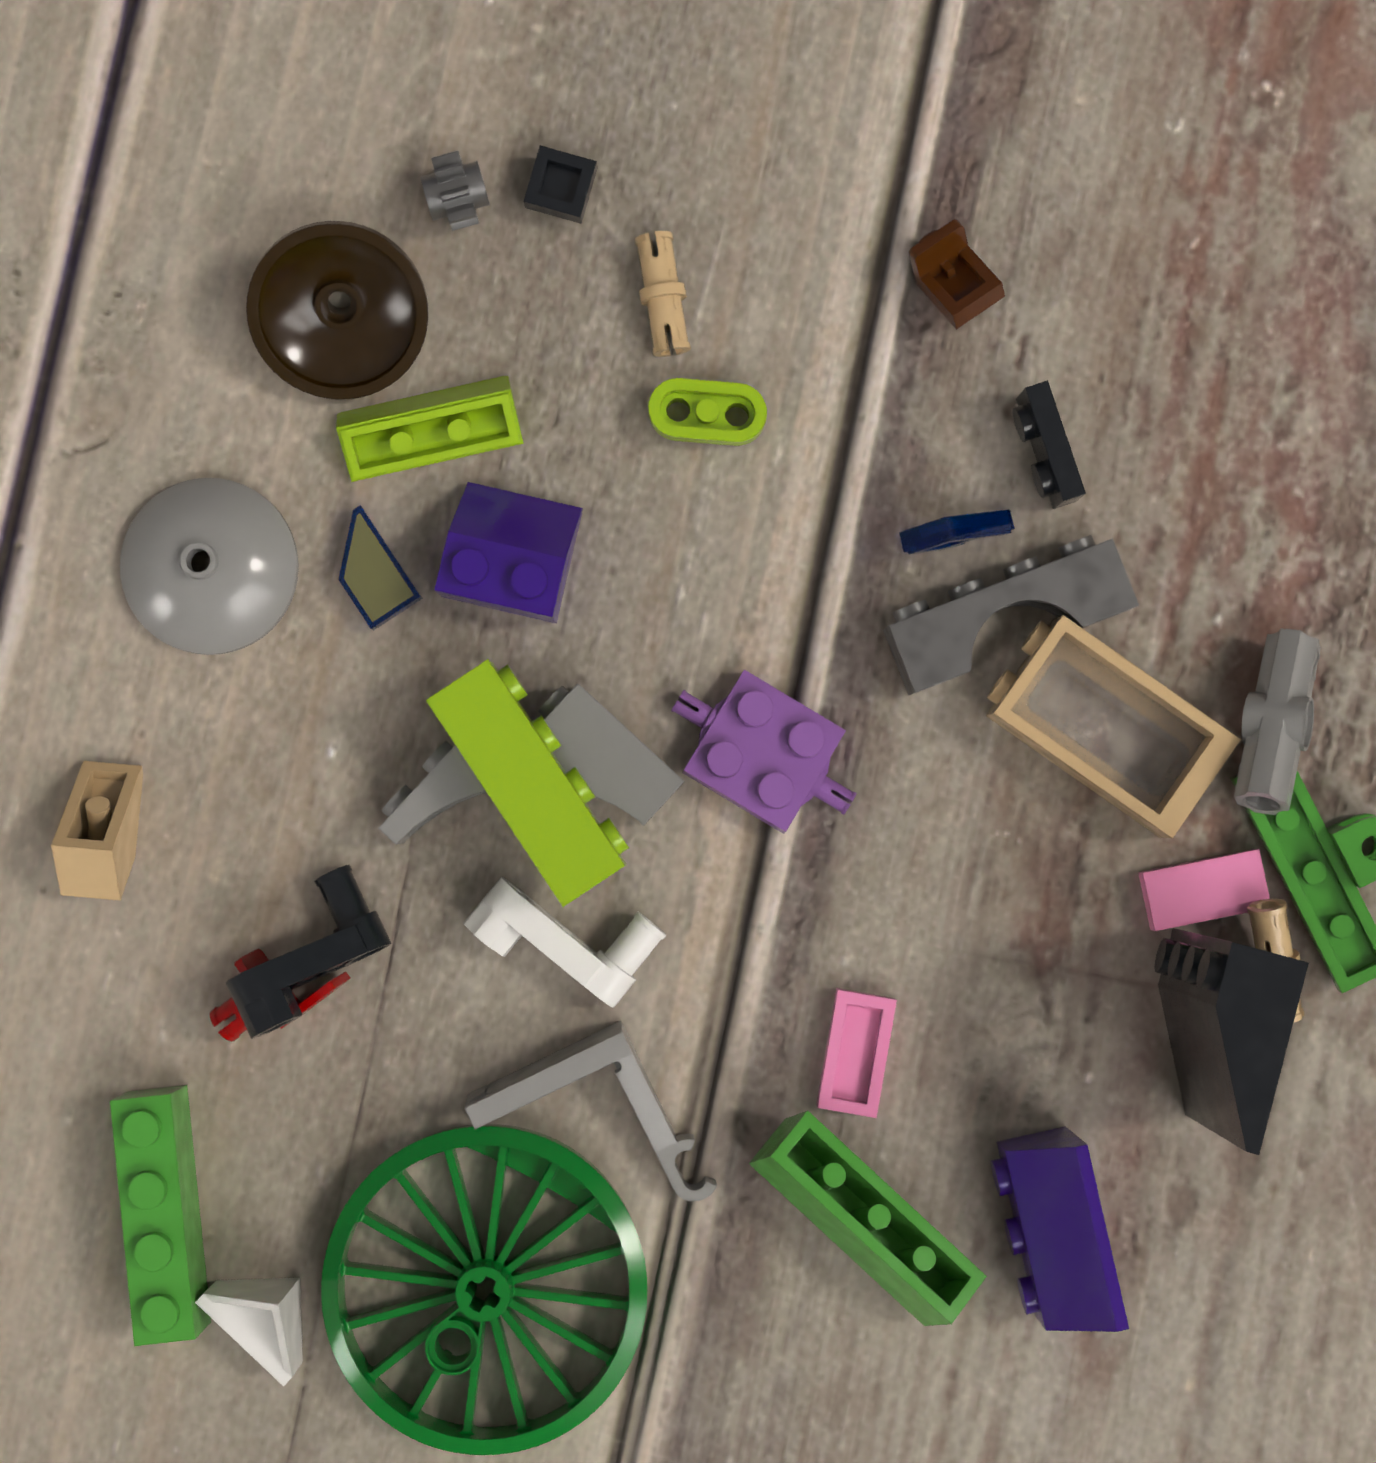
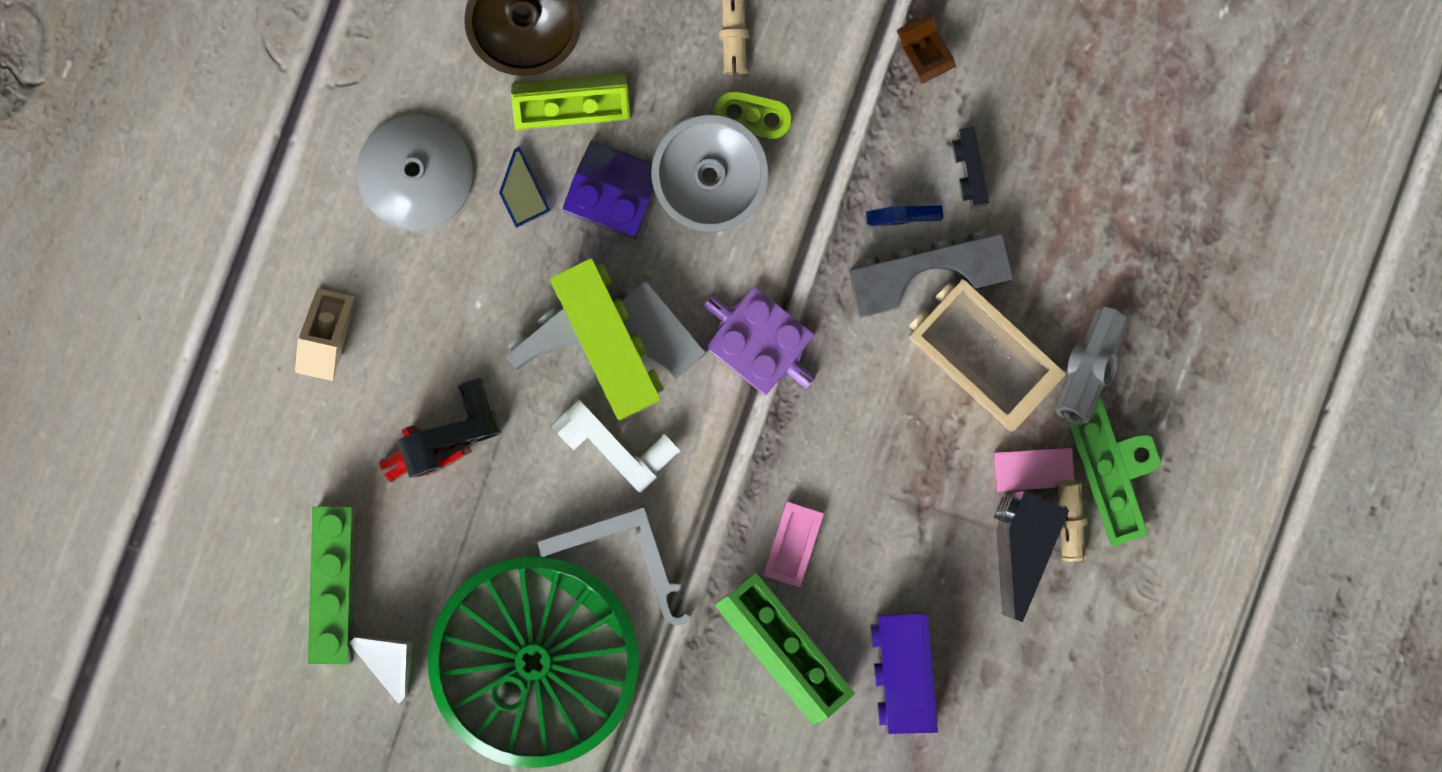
camera: 10 degrees right, 0 degrees up
(661, 463) = (717, 145): none -> light grey dish

